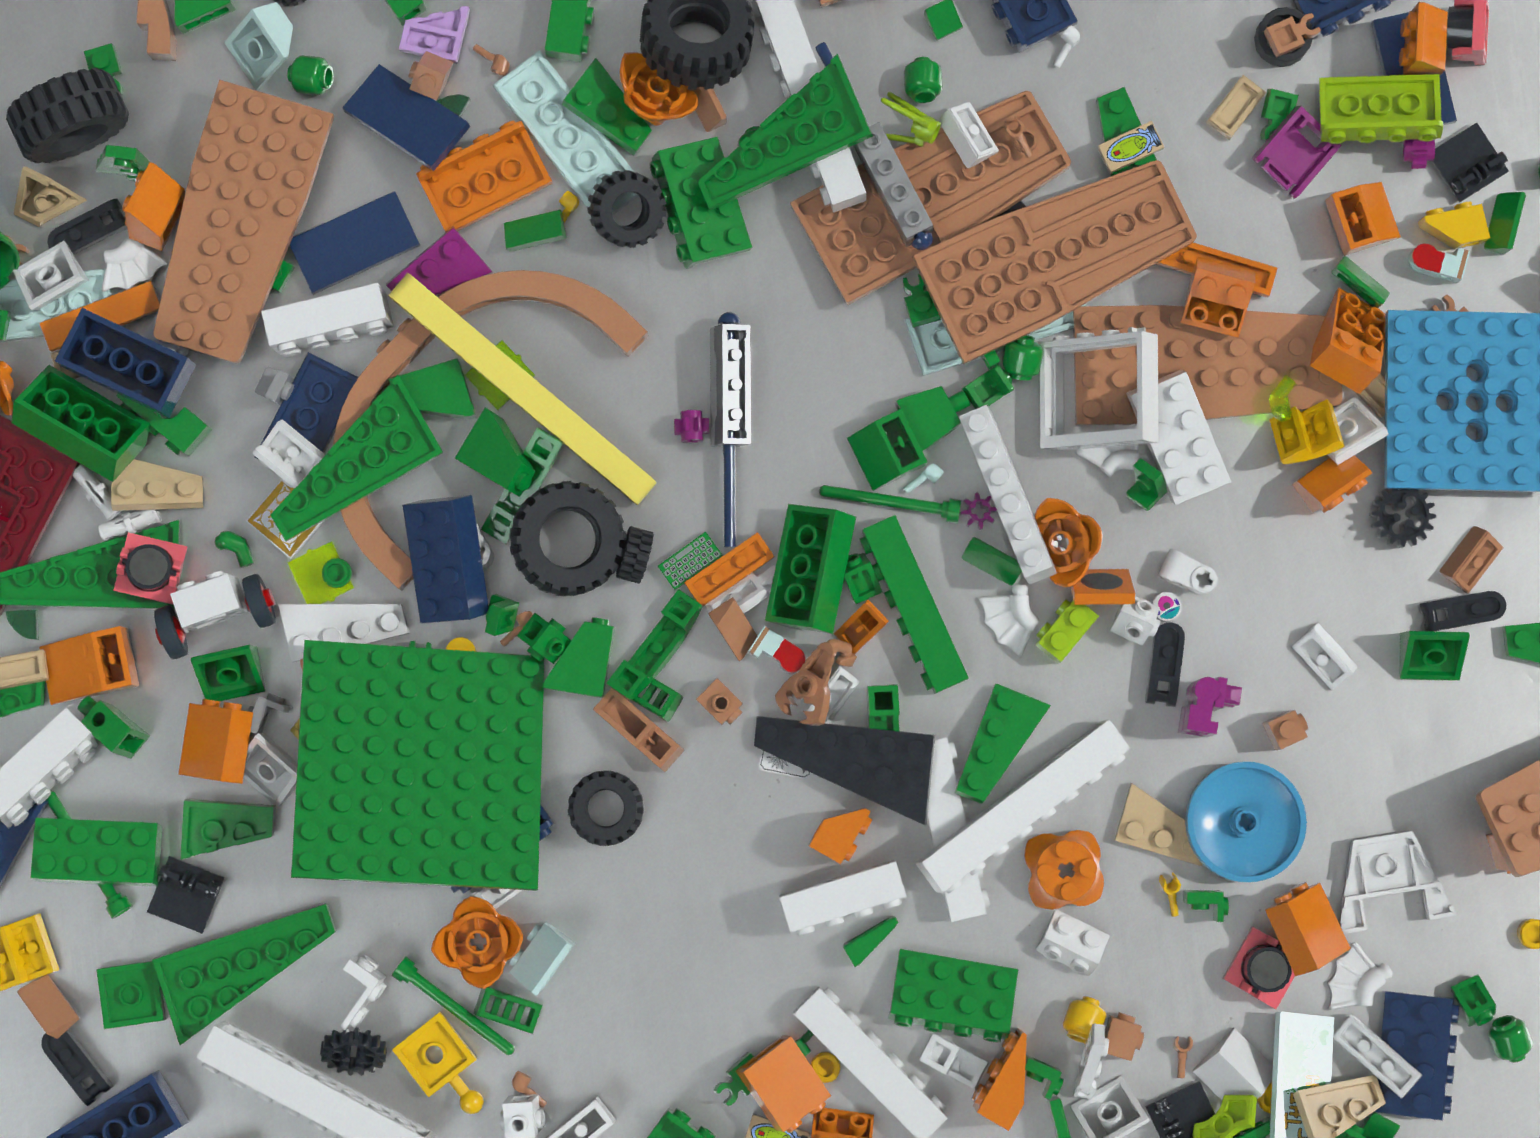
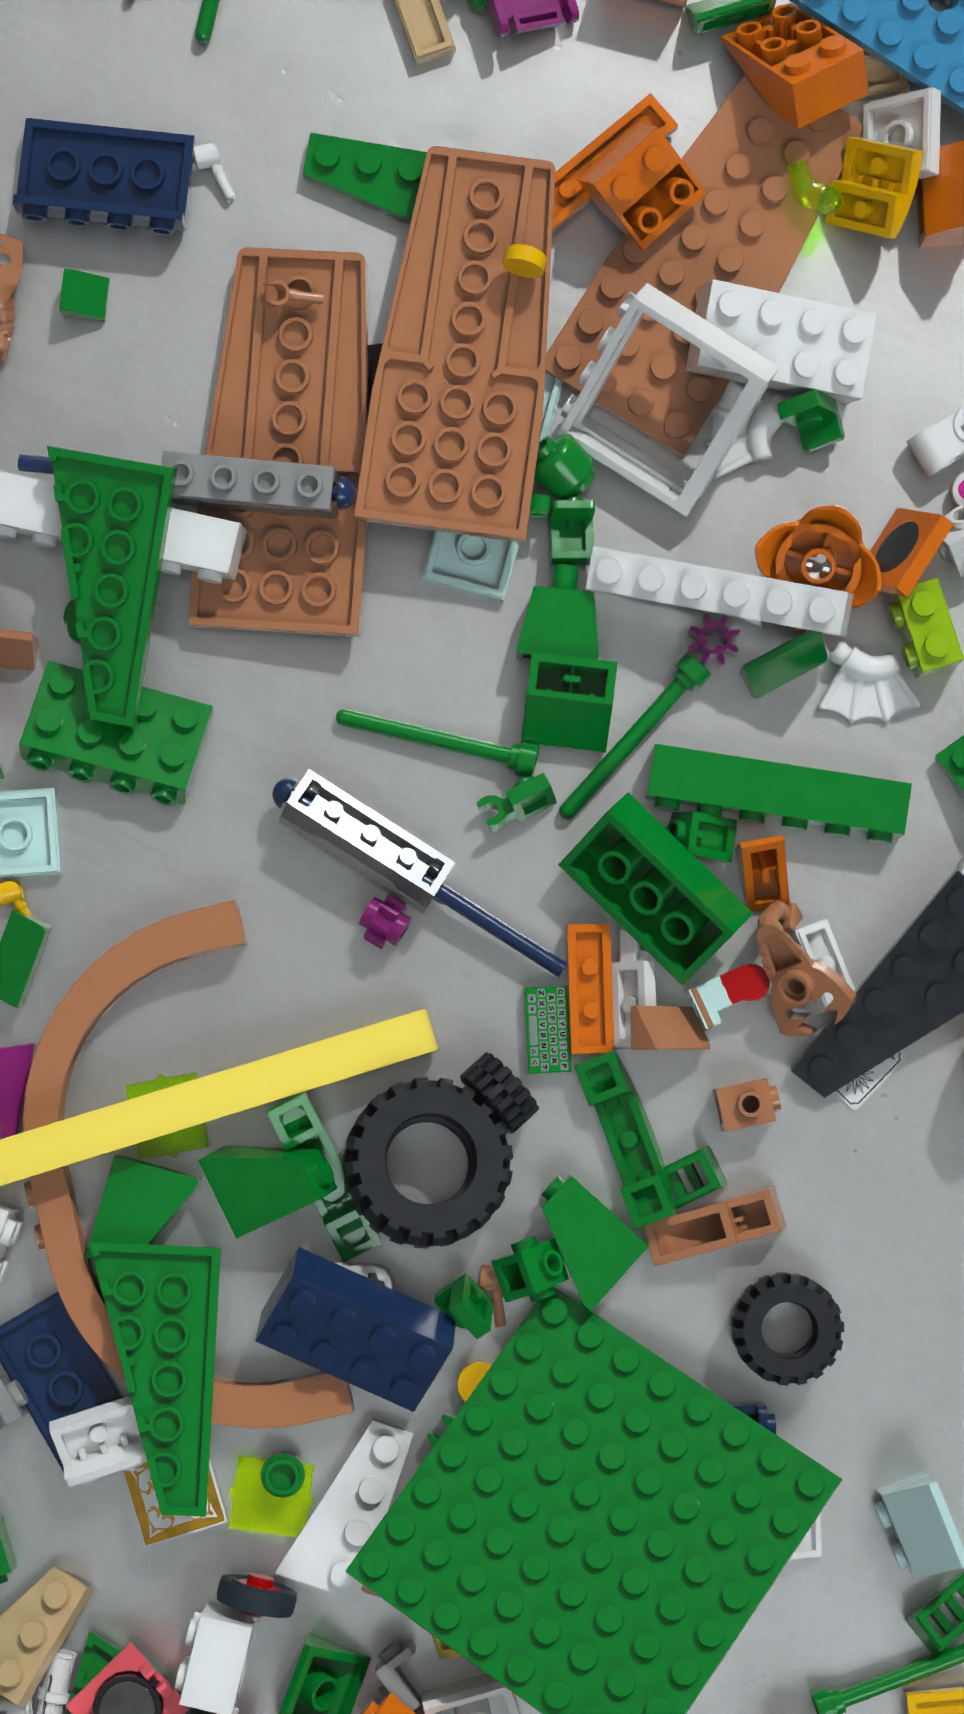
camera: 55 degrees left, 0 degrees up
(236, 544) = (165, 1578): green arm -> none
(454, 947) = (882, 1609): orange brick -> none
(650, 215) = (96, 811): black tyre -> none
(813, 461) = (524, 800): none -> green plate
(837, 443) = (519, 757): none -> green piece
(883, 707) = (879, 909): green brick -> none
(919, 304) = (415, 548): green plate -> none
(923, 80) = (143, 367): green head -> none
(923, 126) = (202, 401): lime plant -> none
(932, 472) = (629, 666): light aqua hand -> none
(968, 134) = (247, 356): white slope -> none
(1126, 257) = (524, 260): none -> yellow tile
(1130, 147) = (390, 171): tile -> none

